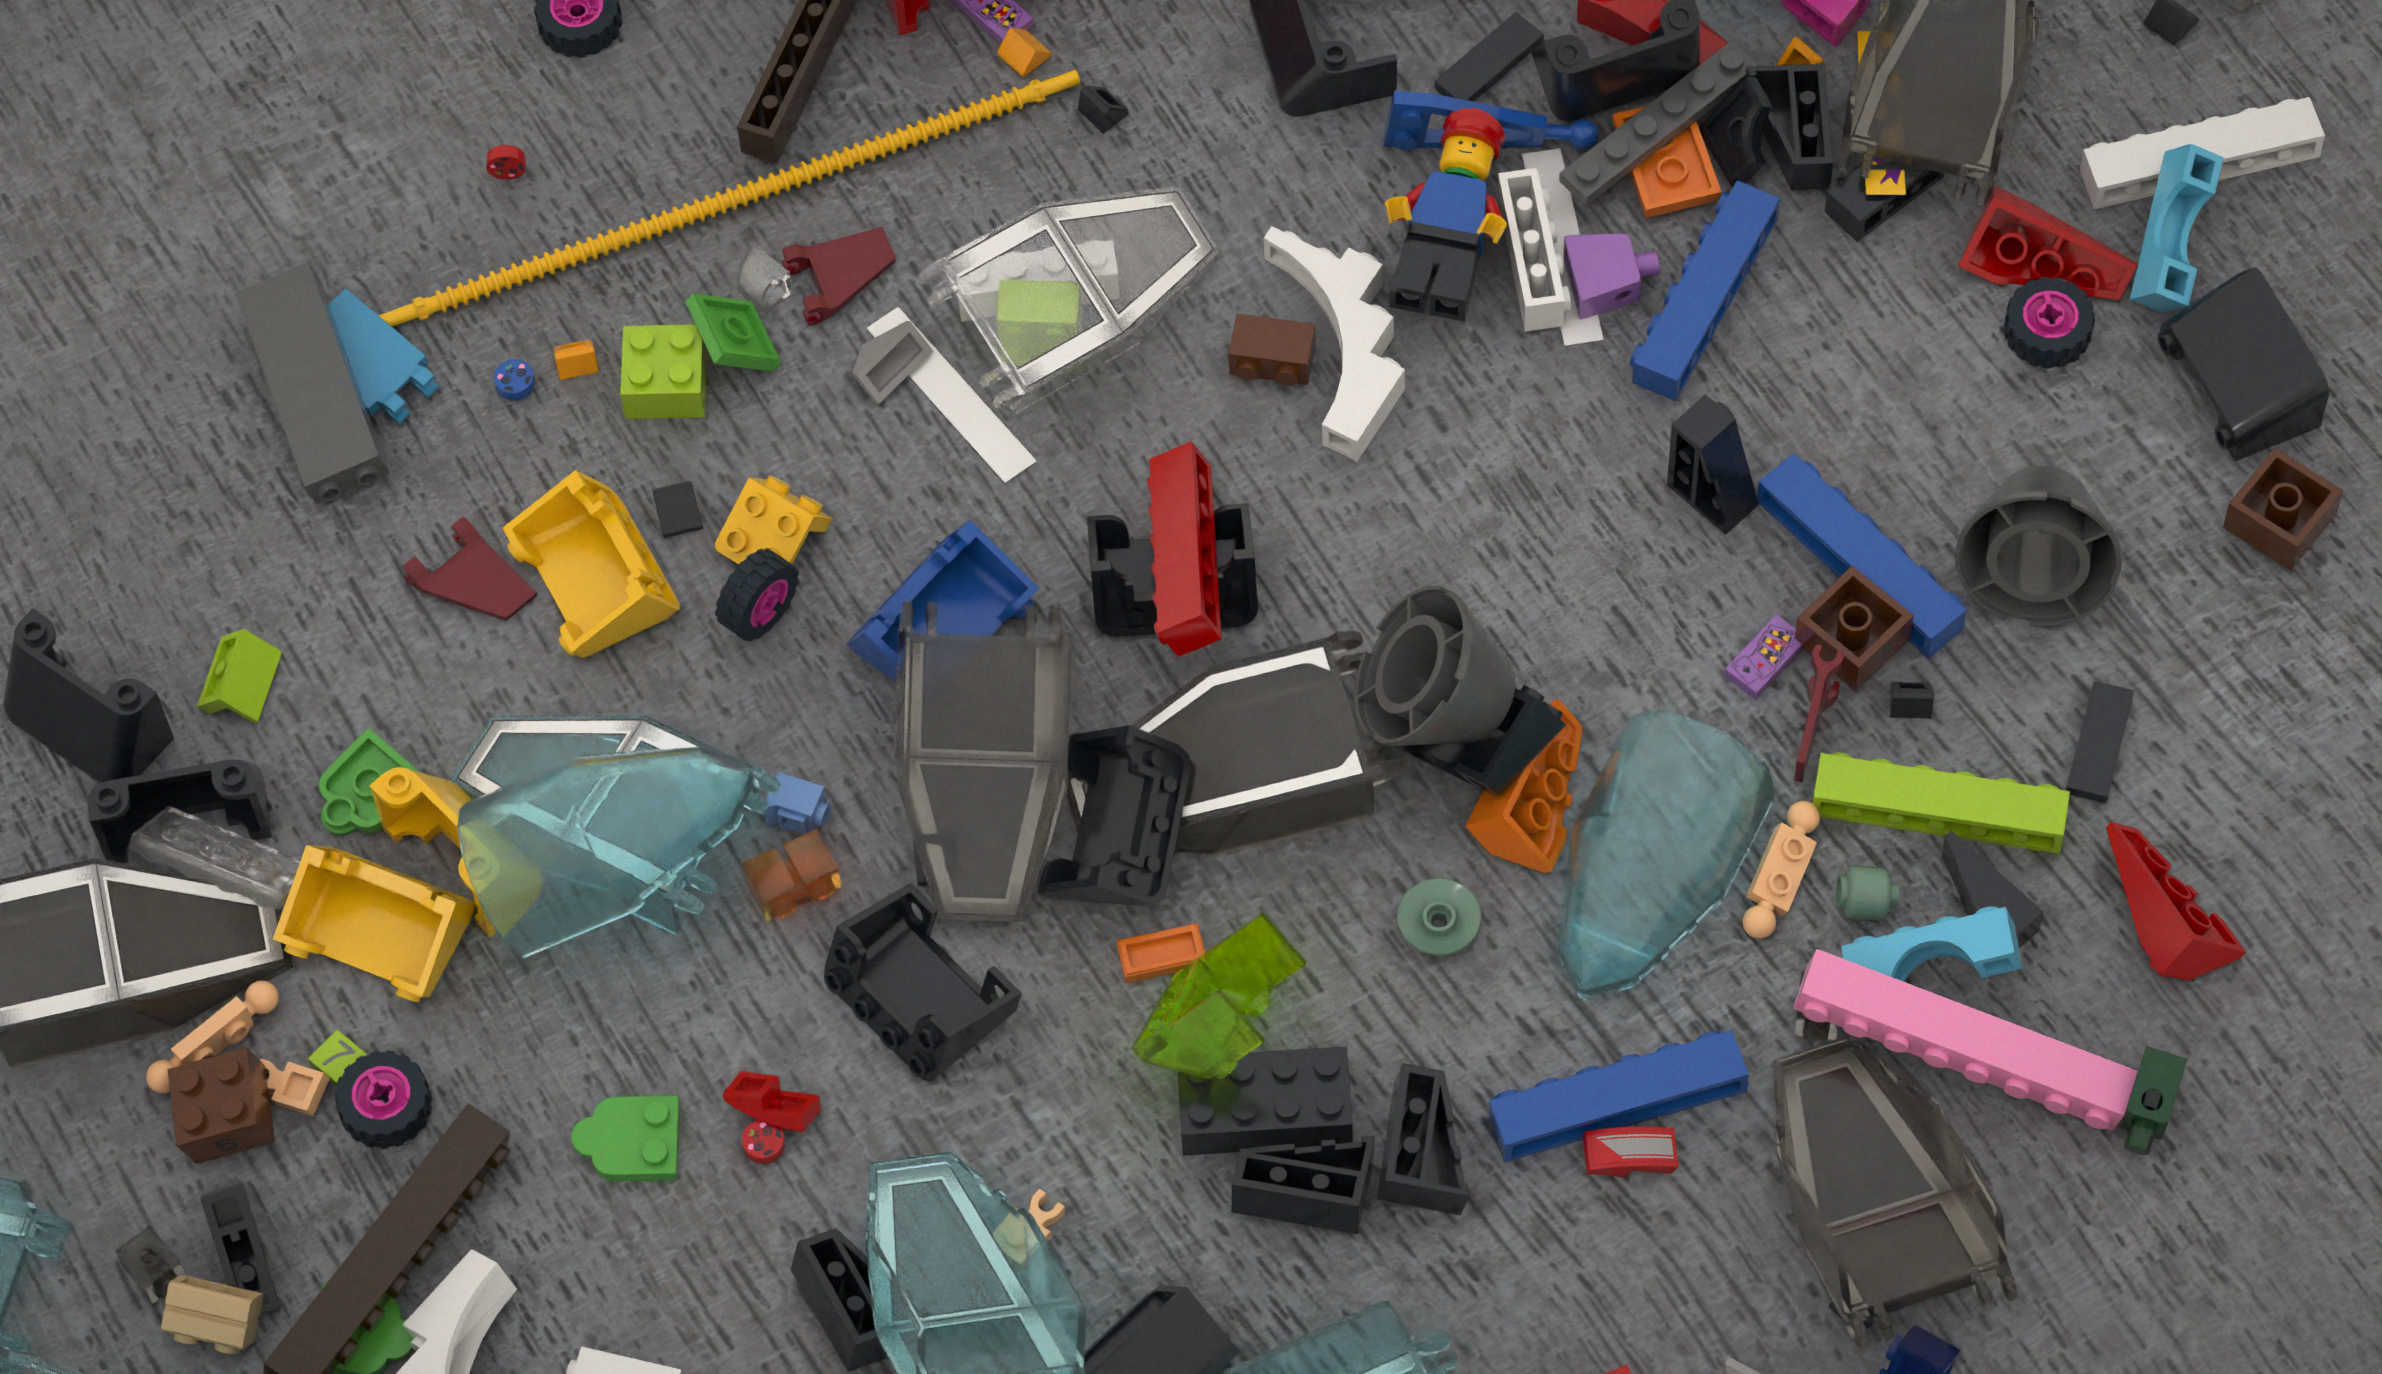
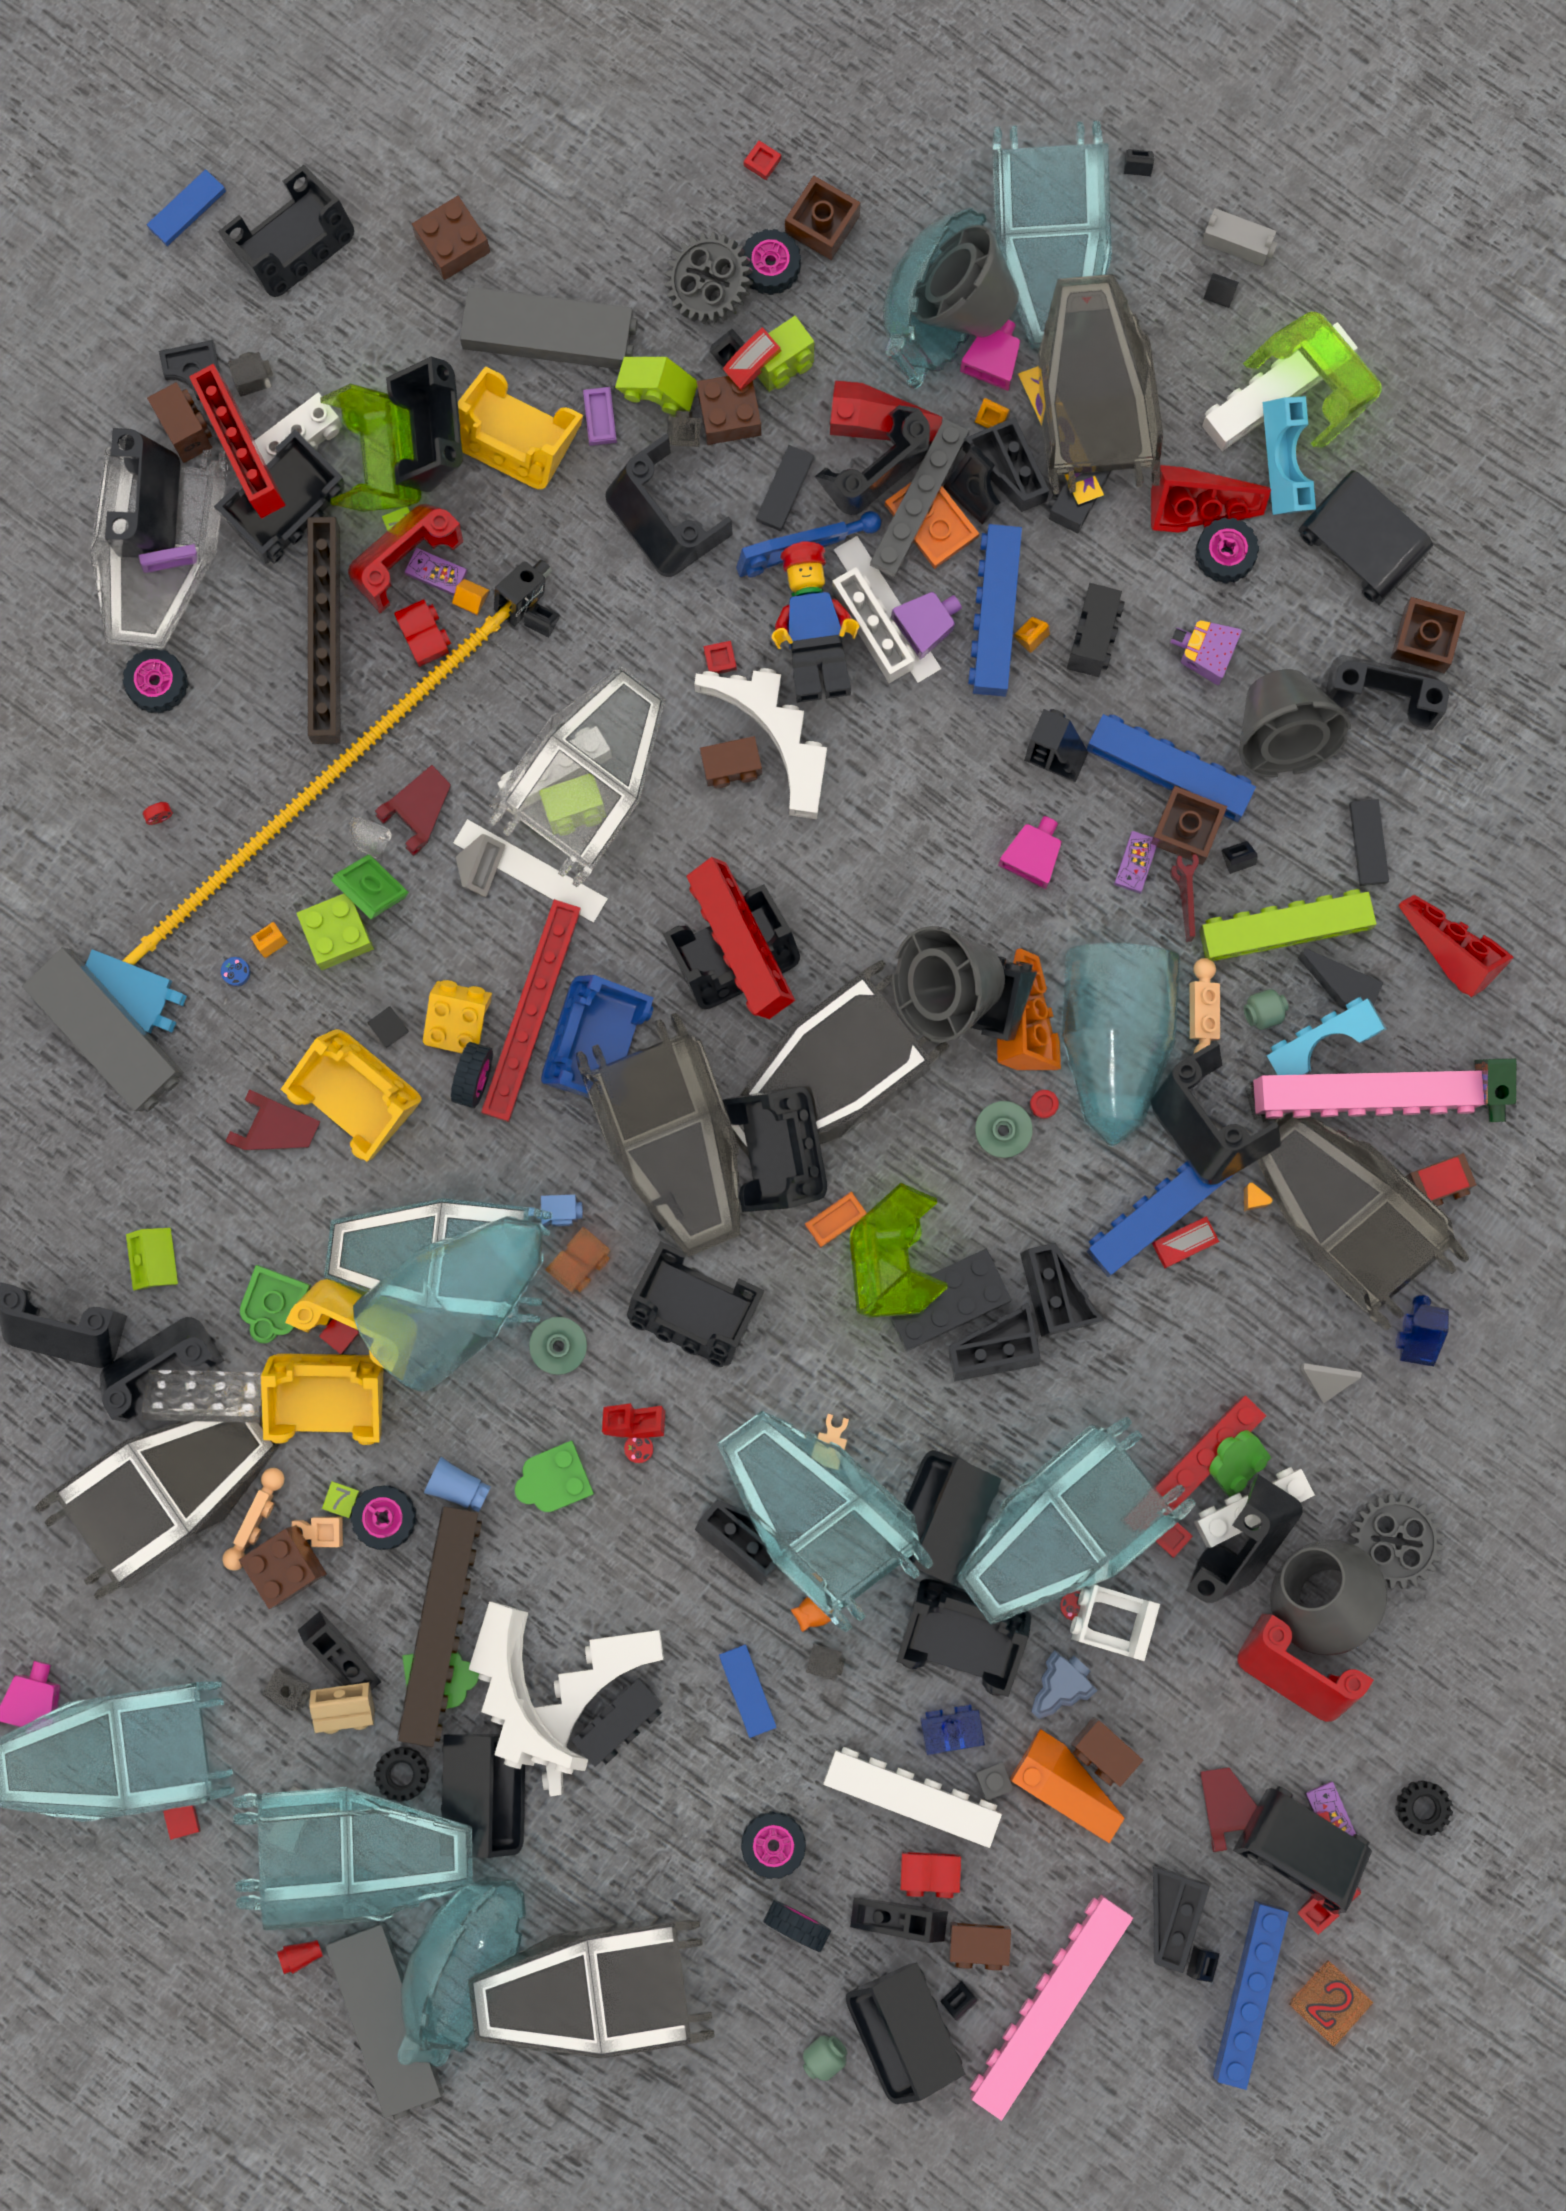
camera: 25 degrees left, 20 degrees up
(435, 855) = (339, 1335): none -> red tile
(497, 1091) = (456, 1486): none -> medium blue plant
(715, 953) = (543, 1341): none -> sand green dish
(872, 555) = (531, 1010): none -> red plate
(940, 69) = (422, 632): none -> red brick
(1090, 57) = (522, 588): none -> black torso
(1315, 226) = (720, 657): none -> red tile
(1509, 910) = (1044, 1104): none -> red tile
(1627, 594) = (1033, 853): none -> dark pink torso
(1730, 1028) = (1209, 1152): none -> black windscreen
(1744, 337) = (1032, 634): none -> light orange slope
(1752, 1128) = (1255, 1197): none -> light orange slope
(1826, 356) = (1096, 630): none -> black wedge
(1973, 429) = (1207, 648): none -> medium lavender torso
(2031, 1197) = (1444, 1179): none -> red brick
(2155, 516) = (1426, 692): none -> black windscreen
(2293, 163) = (1334, 360): none -> clear neon green windscreen

